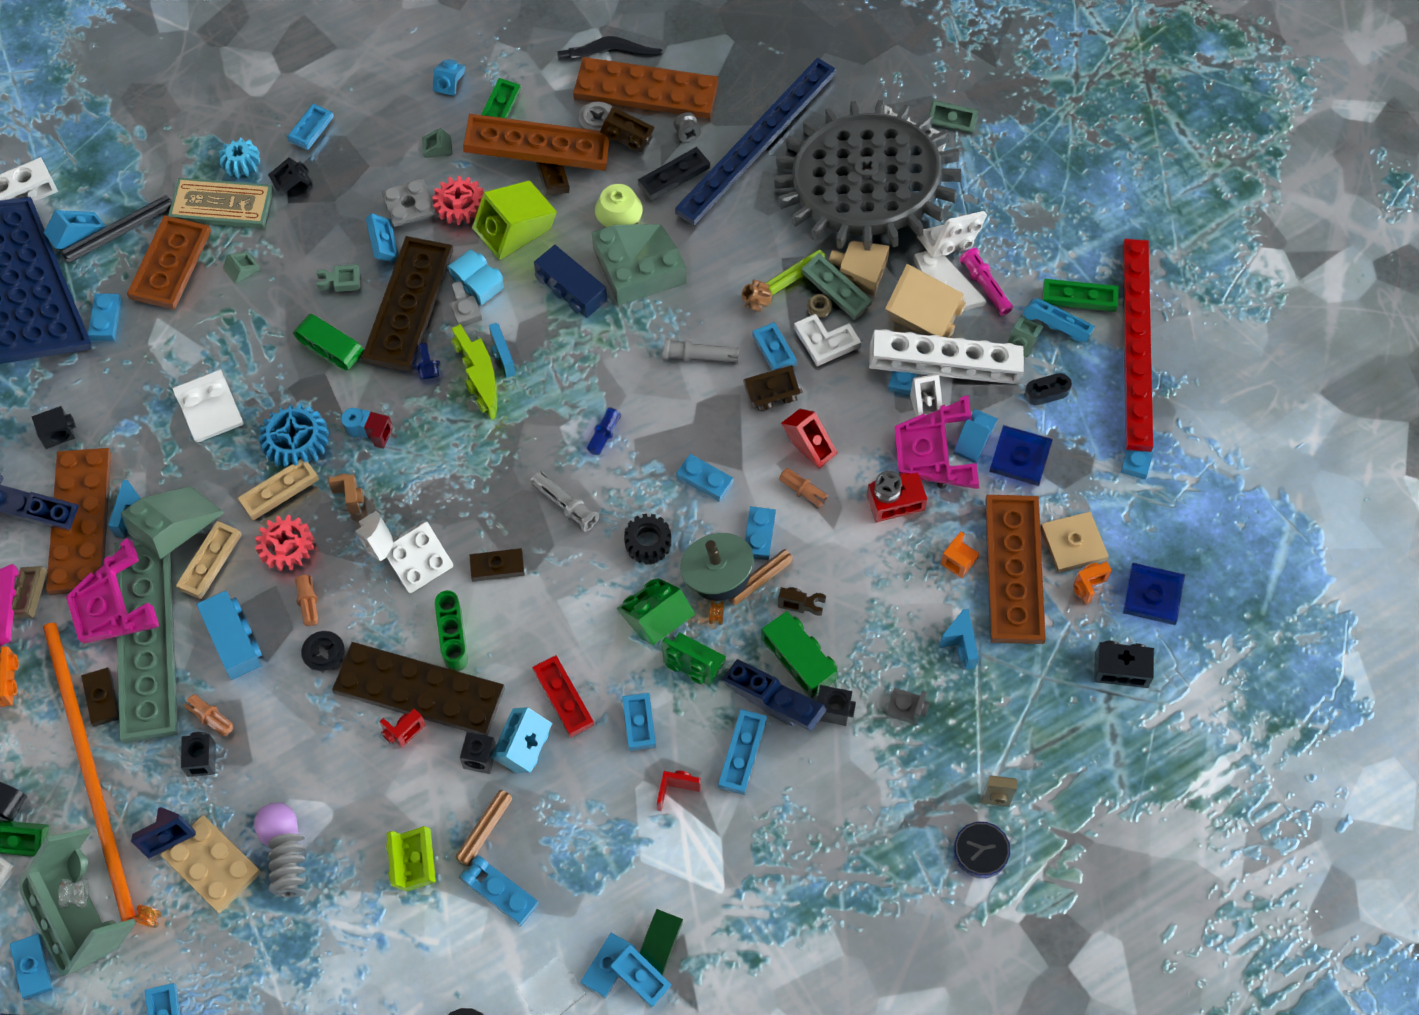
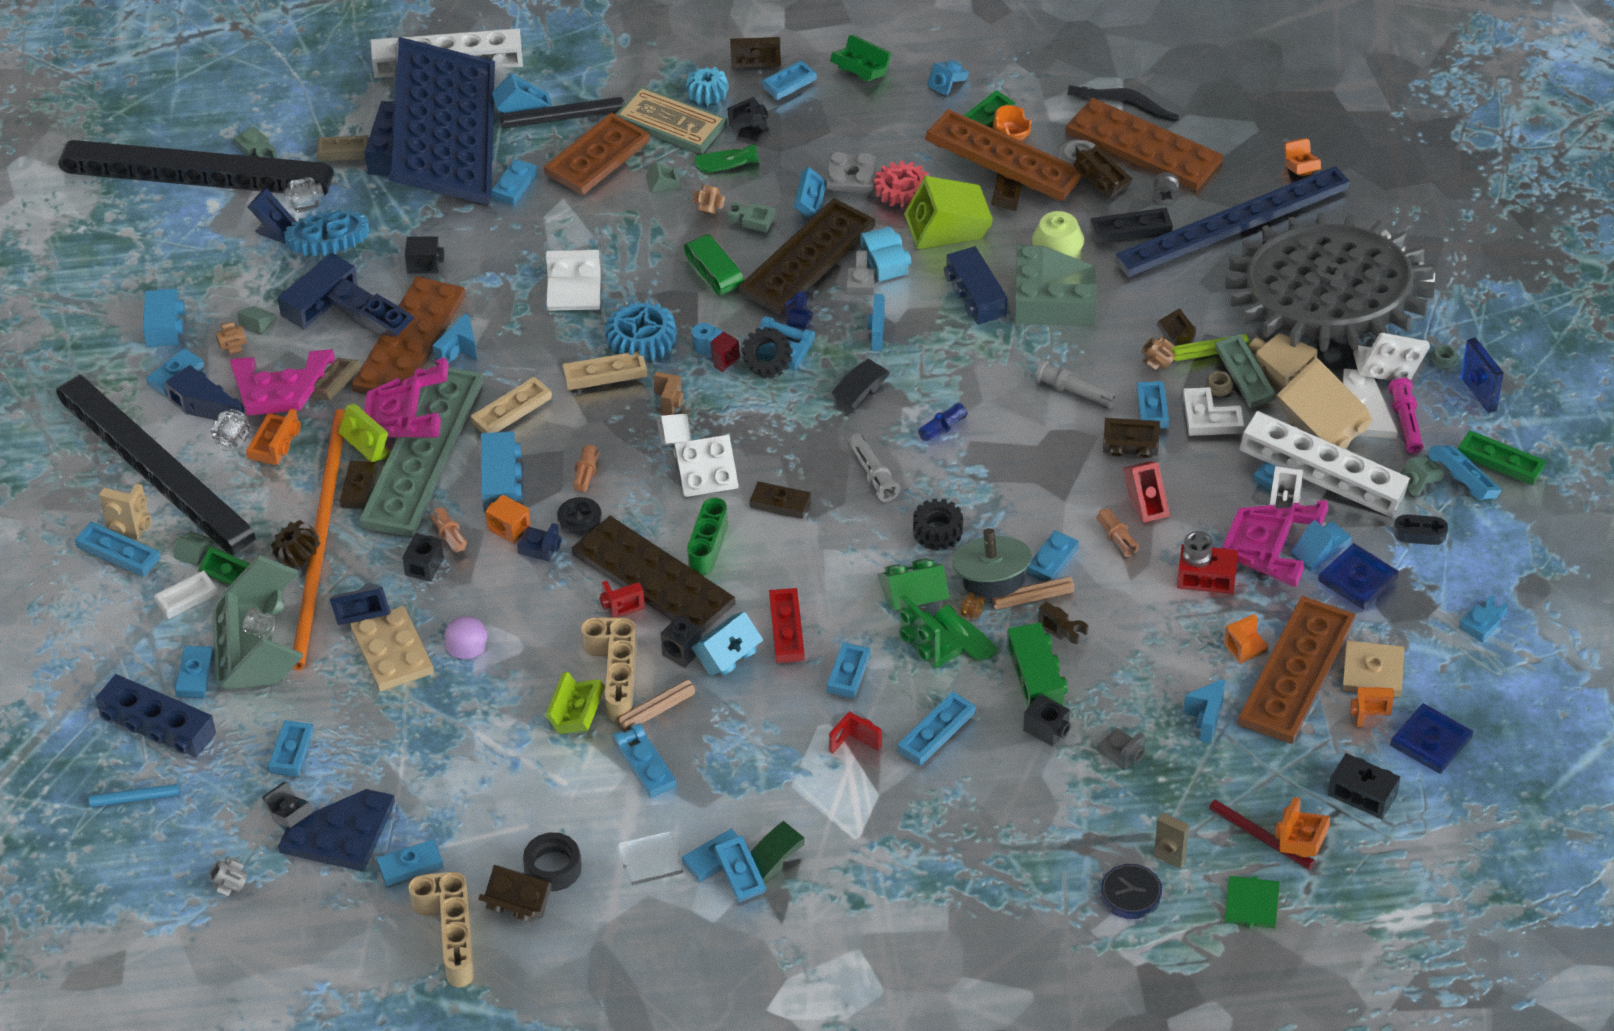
camera: 25 degrees right, 15 degrees down
(70, 791) = (295, 544): none -> dark brown gear
(84, 645) = (364, 434): none -> lime bracket
(147, 916) = (314, 666): clear orange bush -> none
(169, 519) = (489, 359): sand green slope -> none
(259, 682) = (507, 518): none -> orange brick
(269, 110) = (755, 52): none -> dark brown bracket
(284, 543) = (587, 415): coral gear -> none
(284, 865) = (459, 669): light grey piece -> none
(289, 227) = (726, 159): none -> green piece
(294, 276) = (708, 199): none -> medium nougat gear
(299, 695) = (540, 543): none -> dark blue bracket
(366, 84) = (862, 59): none -> green bracket
(405, 426) = (754, 343): none -> black tyre
(423, 408) = (769, 350): none -> dark azure plate
(433, 805) = (618, 641): none -> tan beam
(437, 144) = (907, 131): sand green slope -> none
(478, 370) = (845, 333): lime slope -> none
(513, 417) = (862, 379): none -> black slope
(527, 107) = (1012, 122): none -> orange hair
(704, 477) = (1023, 493): dark azure plate -> none
(723, 642) = (974, 642): none -> green piece
(761, 264) = (1177, 328): none -> dark brown plate
(773, 697) = (988, 691): dark blue slope -> none
(784, 60) = (1299, 157): none -> orange bracket
(953, 116) = (1454, 261): sand green slope -> none
(993, 209) = (1444, 357): none -> sand green plate
(1033, 223) = (1482, 375): none -> clear blue plate
(1061, 745) = (1257, 832): none -> dark red bar
(1083, 816) = (1252, 901): none -> green piece
(1099, 733) = (1300, 831): none -> orange bracket
(1137, 346) = (1537, 519): red plate -> none

